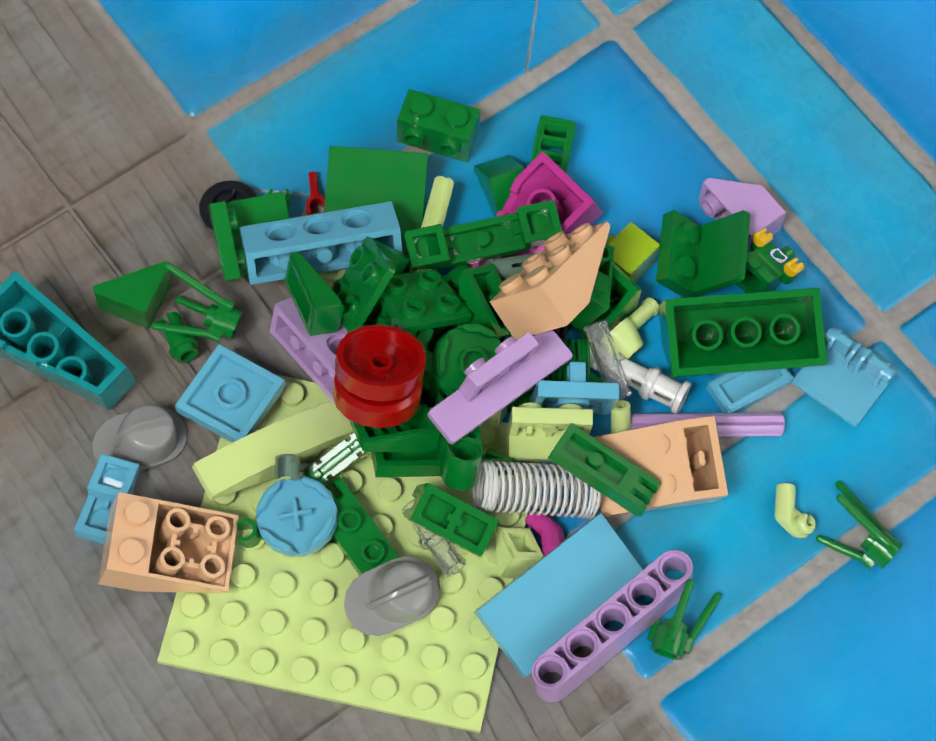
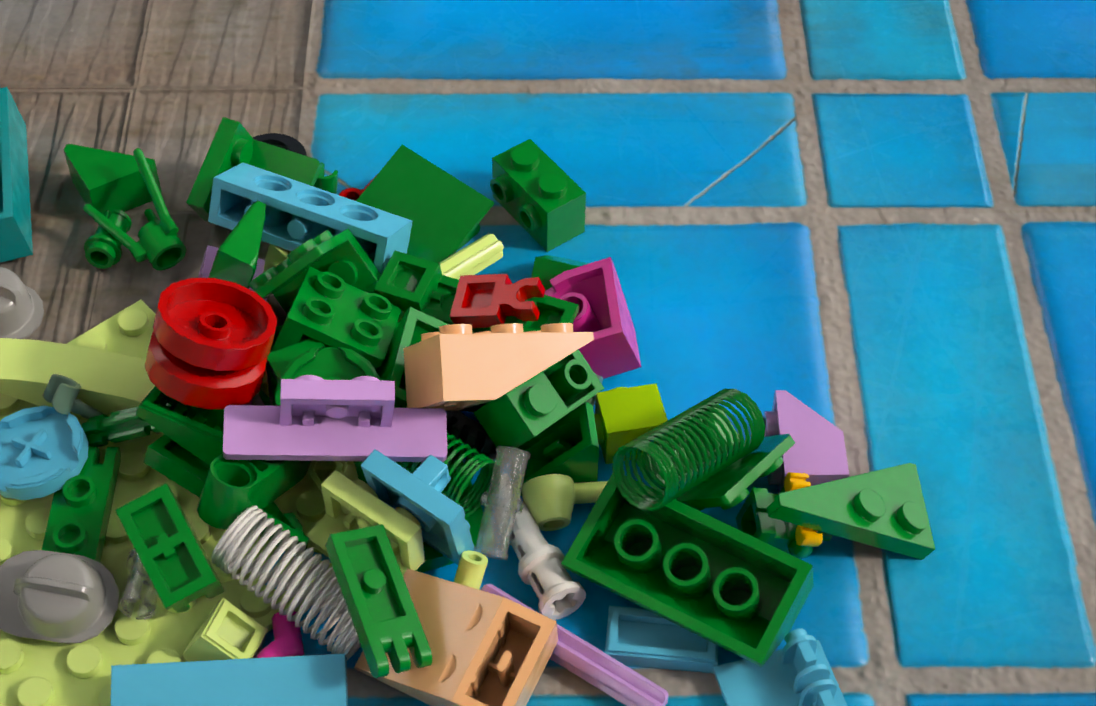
camera: 40 degrees right, 15 degrees down
(230, 395) = (94, 306): medium azure hinge -> none
(495, 231) = (492, 297): none -> red plate
(555, 134) = (659, 269): green slope -> none
(705, 246) = (662, 461): none -> green piece
(810, 227) = (869, 508): none -> wing

